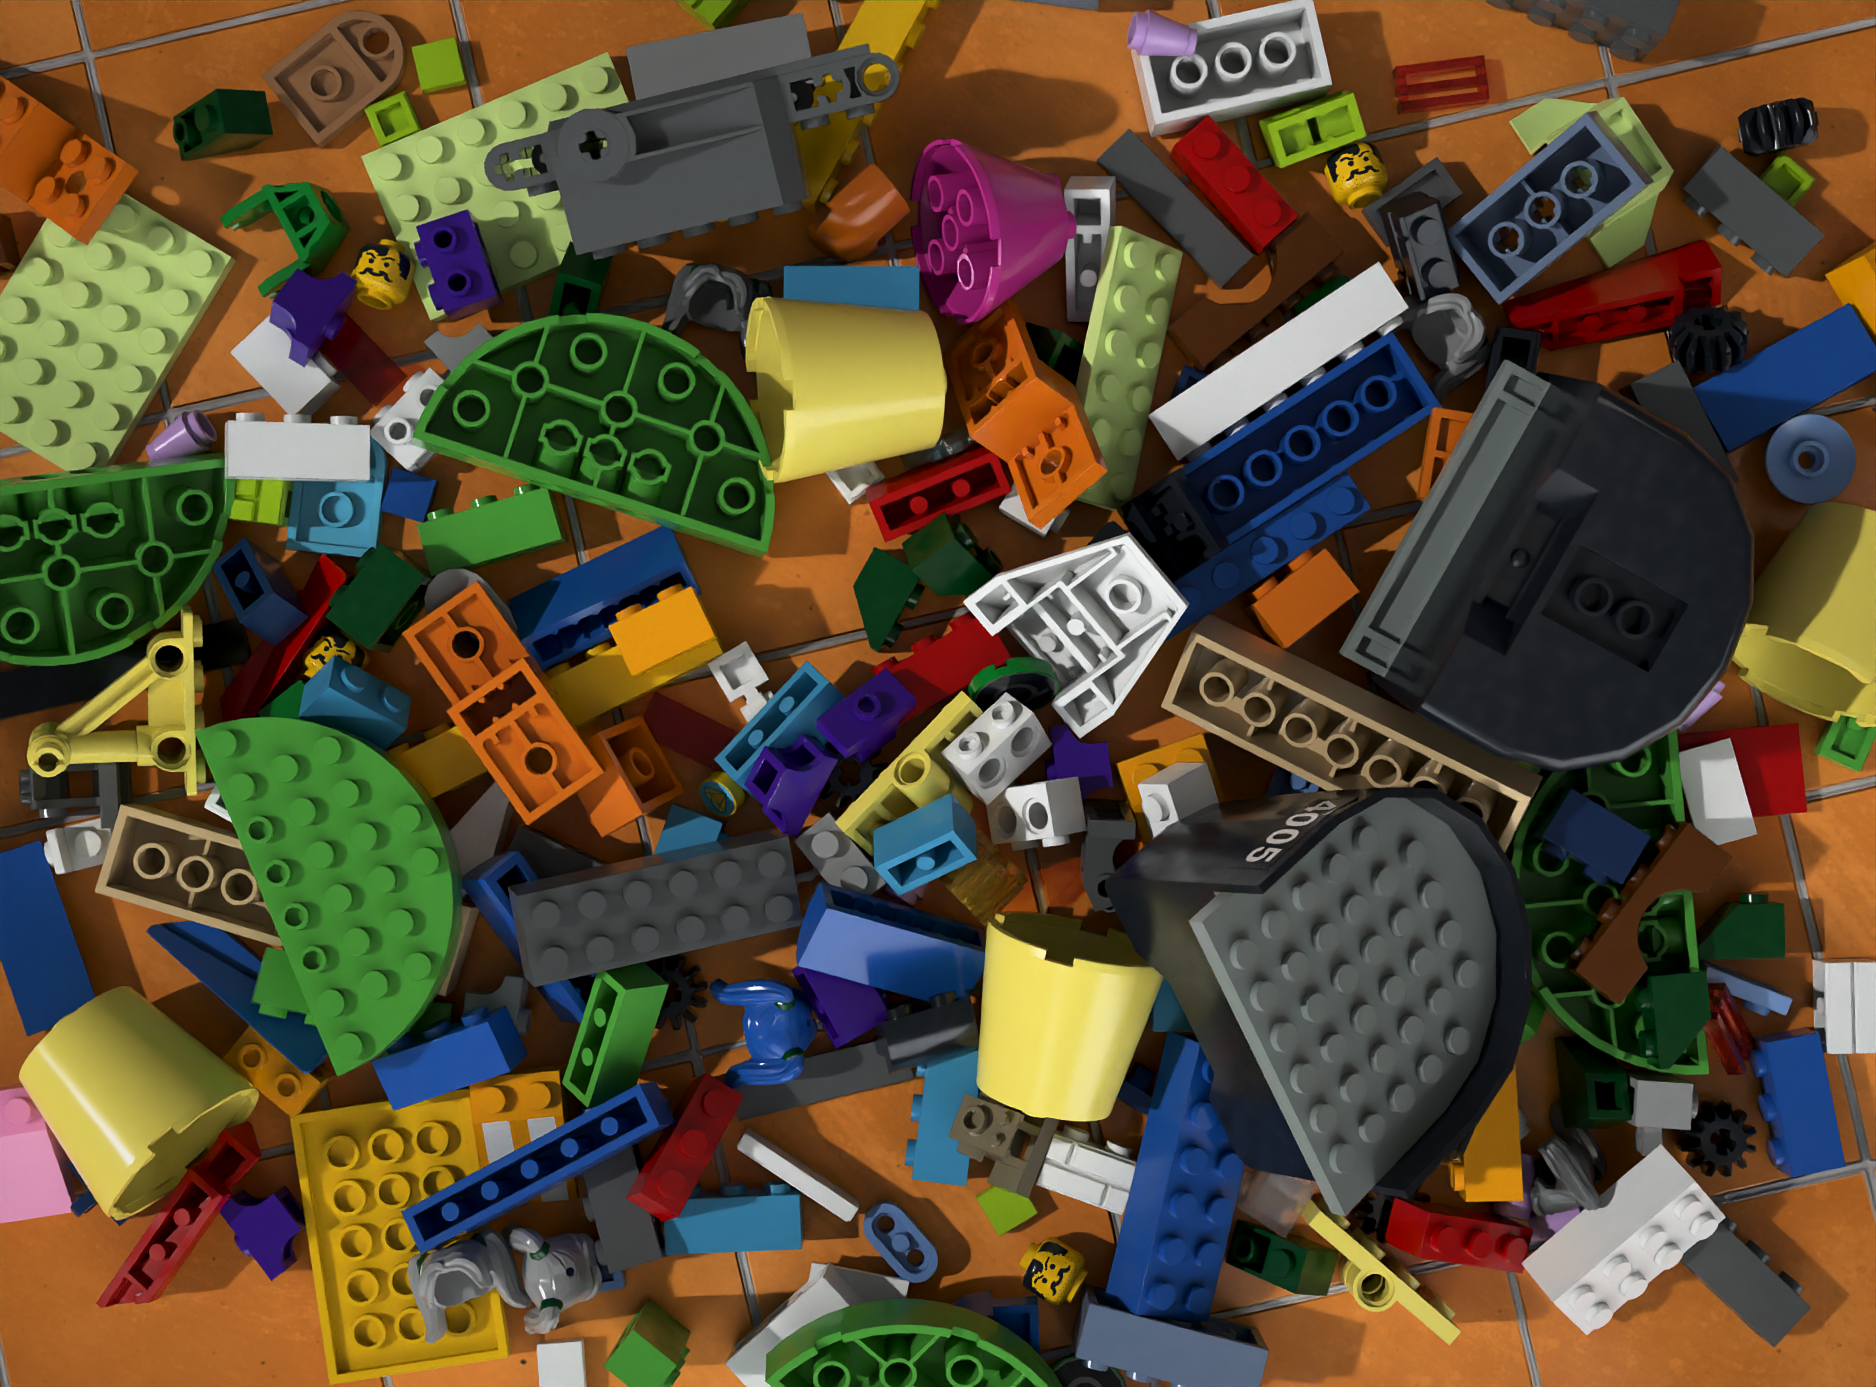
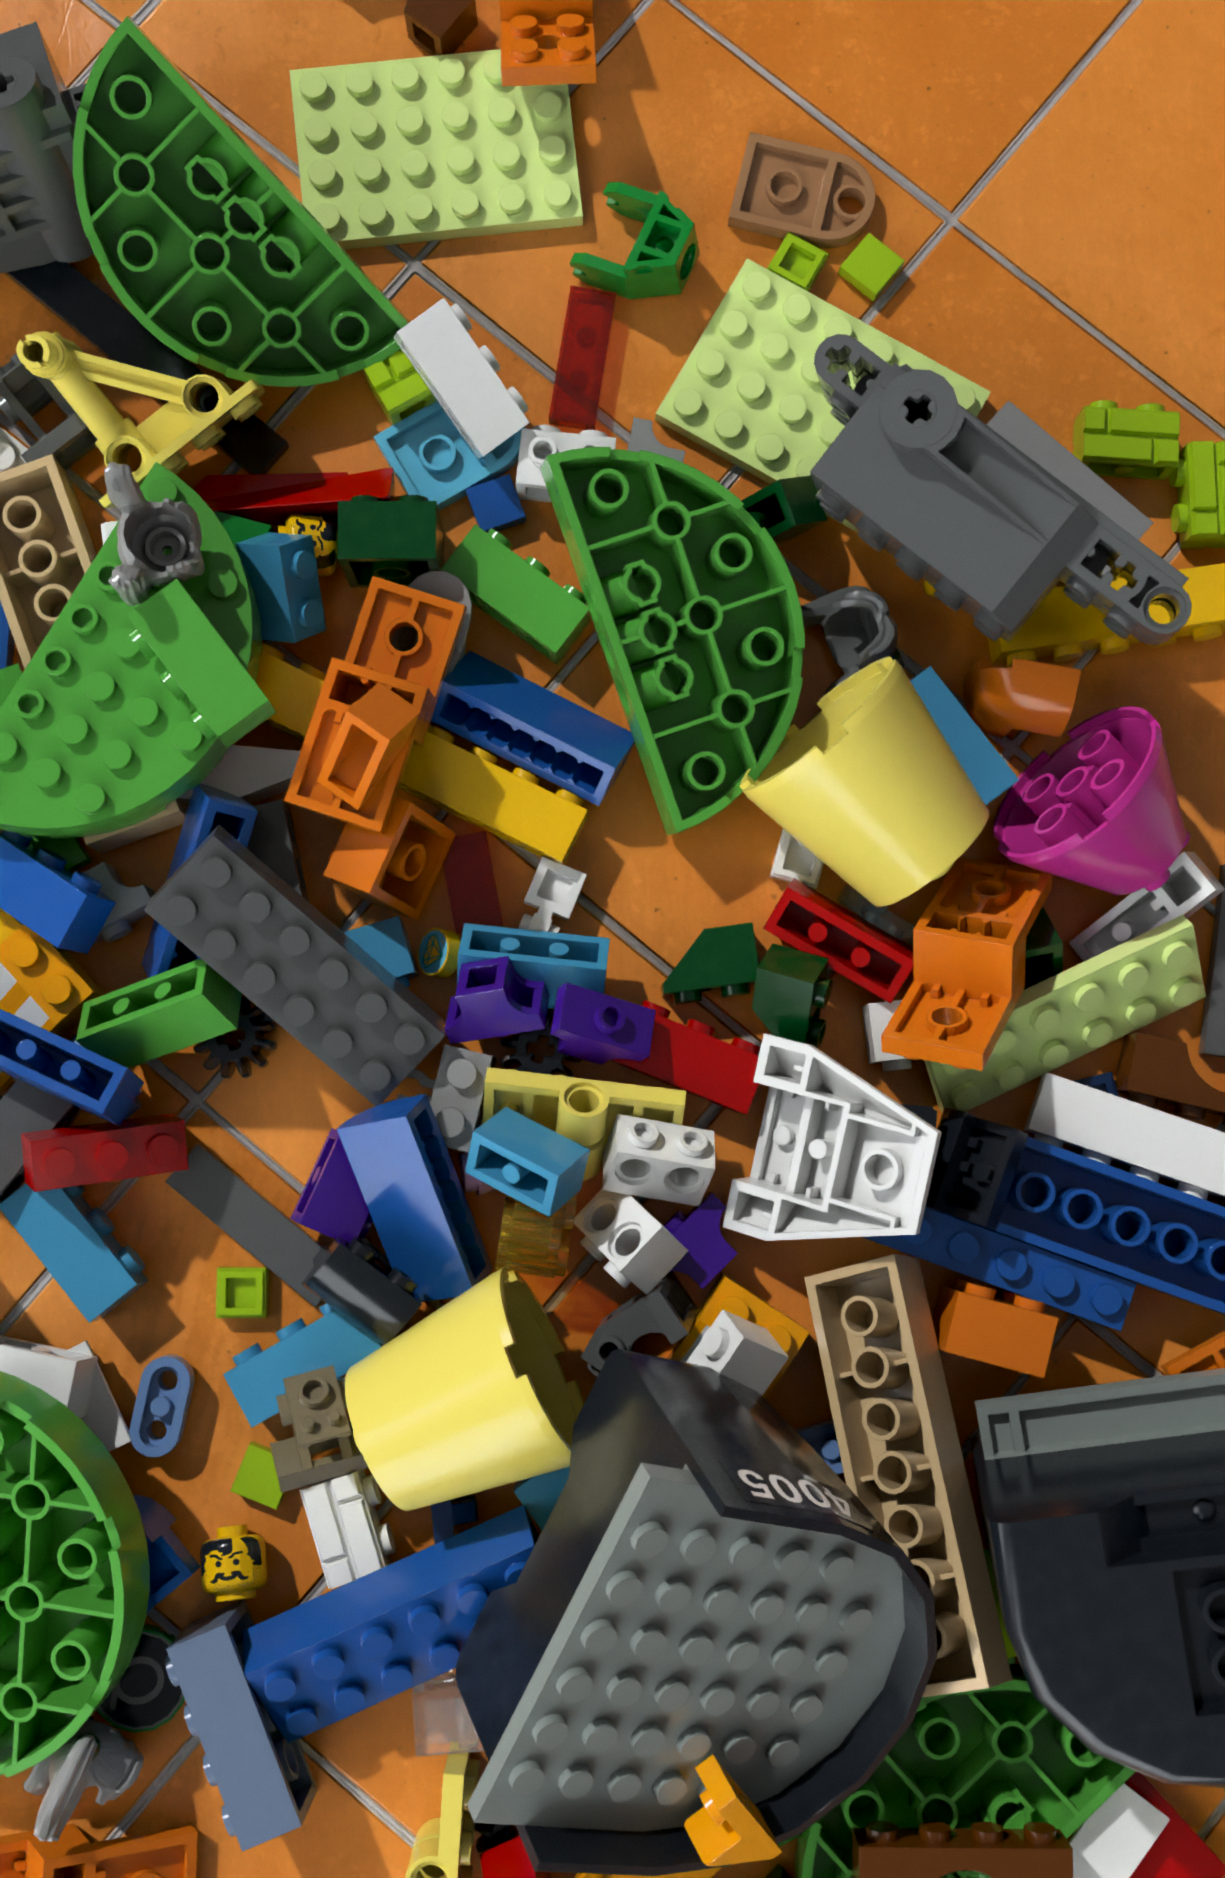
camera: 50 degrees right, 5 degrees down
(185, 436) = (405, 286): lavender cone -> none
(222, 124) = (687, 128): dark green slope -> none
(249, 779) = (145, 533): none -> light grey hair
(260, 591) = (319, 438): dark blue brick -> none
(293, 387) = (525, 325): white brick -> none
(311, 311) = (588, 307): dark purple brick -> none
(380, 813) = (199, 665): none -> bright green brick
(383, 274) = (663, 346): yellow head -> none
(458, 265) = (720, 397): dark purple brick -> none
(534, 733) = (367, 744): none -> orange slope
(662, 630) = (542, 794): light orange brick -> none
(775, 1027) = (268, 1153): blue hair -> none
(798, 1175) = (155, 1270): white tile -> none
(862, 1123) = (242, 1292): none -> lime tile
(1024, 678) = (738, 1137): tile -> none
(1285, 1262) = (396, 1779): dark green slope -> none
(1484, 1045) = (729, 1823): none -> light orange slope
(1590, 836) = (989, 1763): dark blue brick -> none

